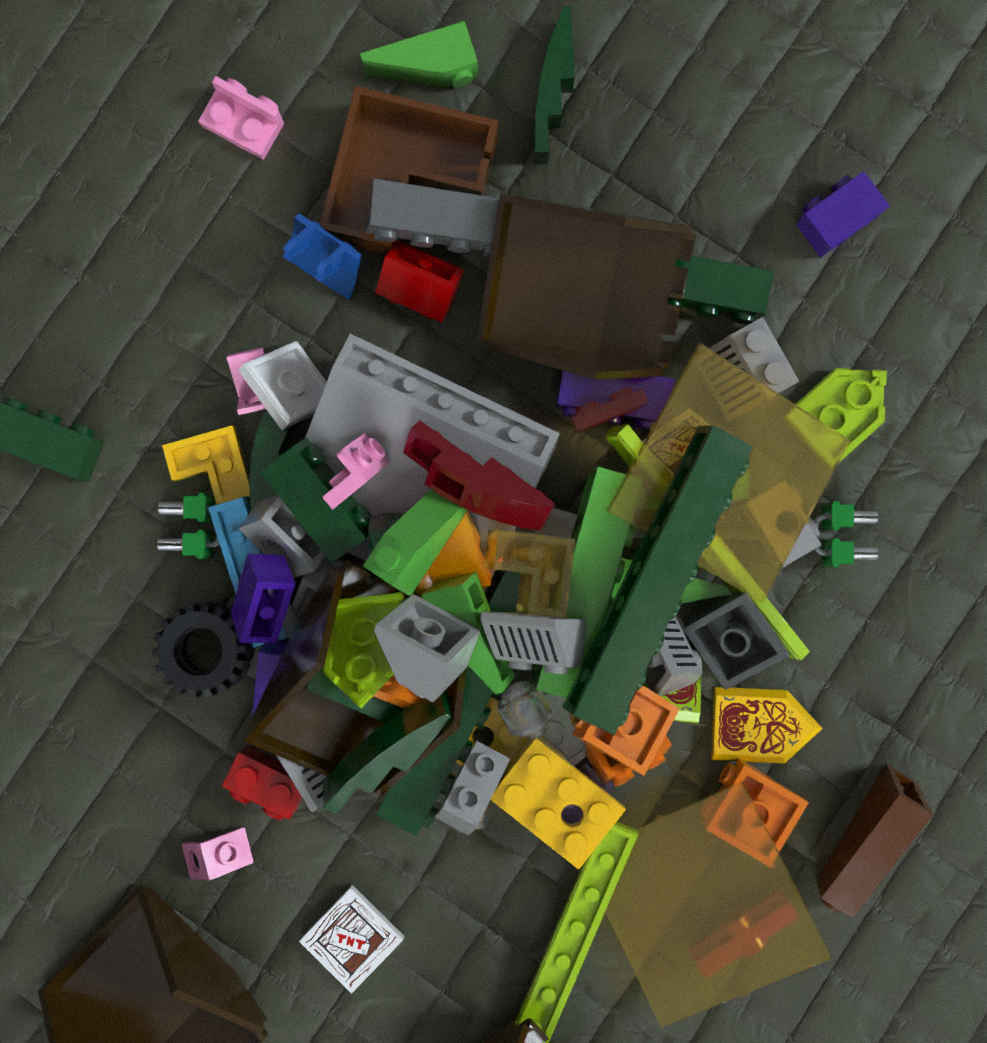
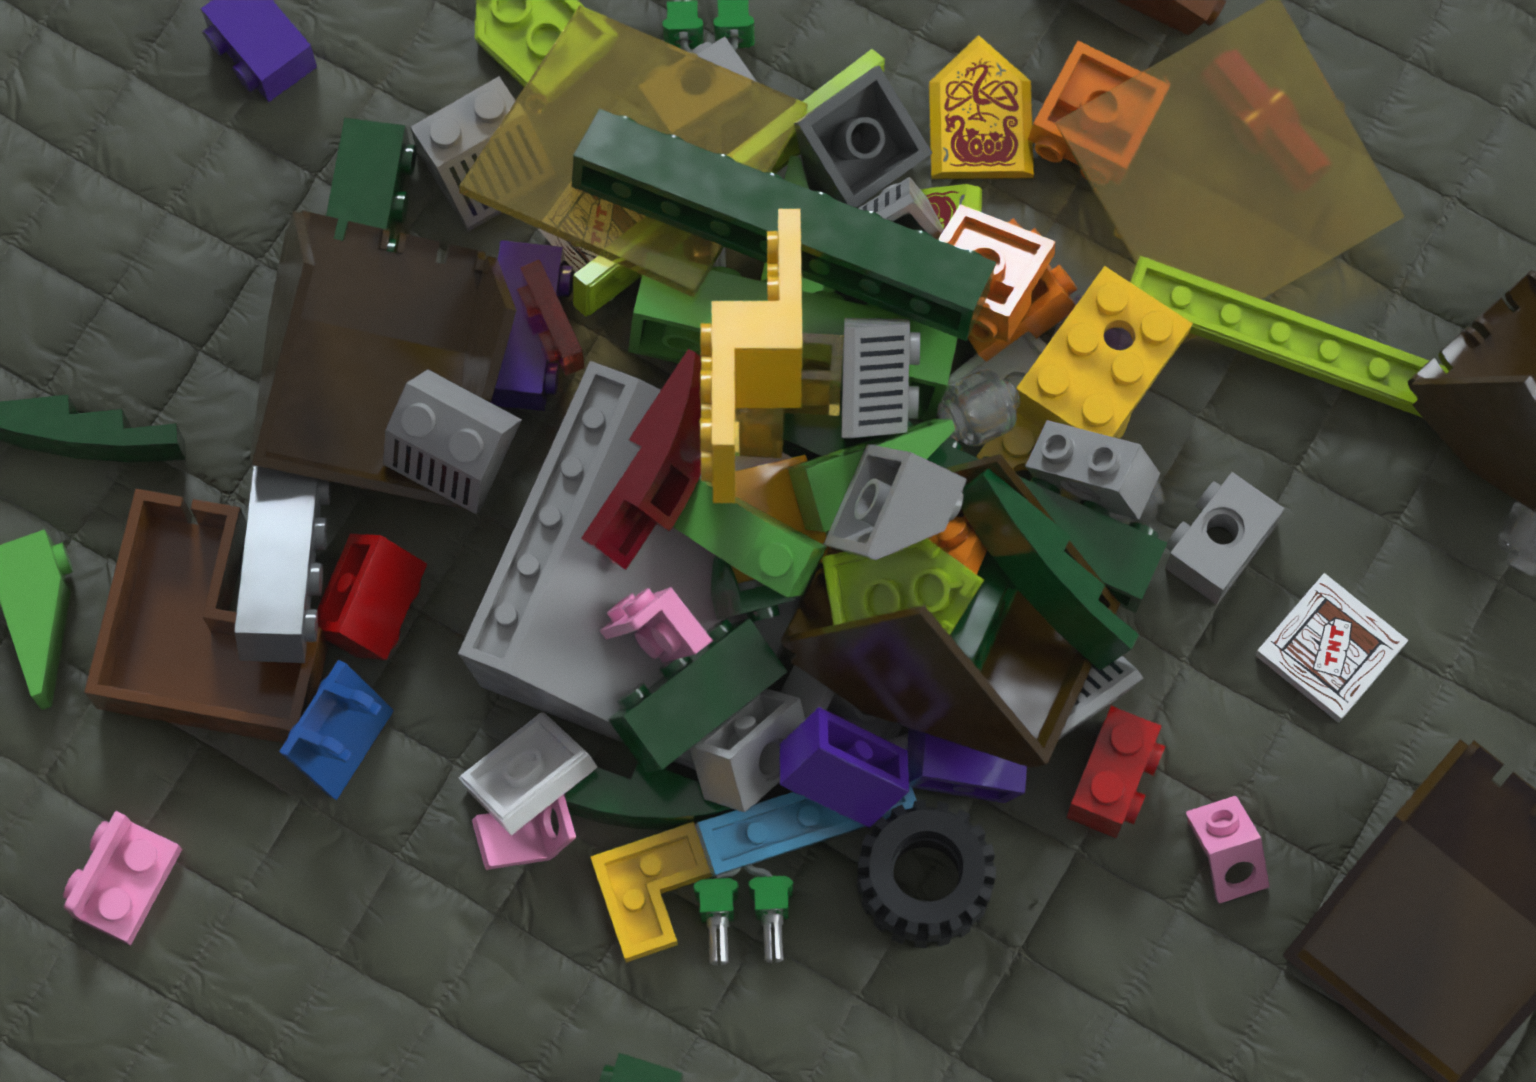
camera: 90 degrees left, 15 degrees down
(438, 892) = (1214, 566): none -> light grey brick
(516, 334) = (448, 439): none -> light grey slope
(538, 549) = (752, 355): none -> yellow bracket

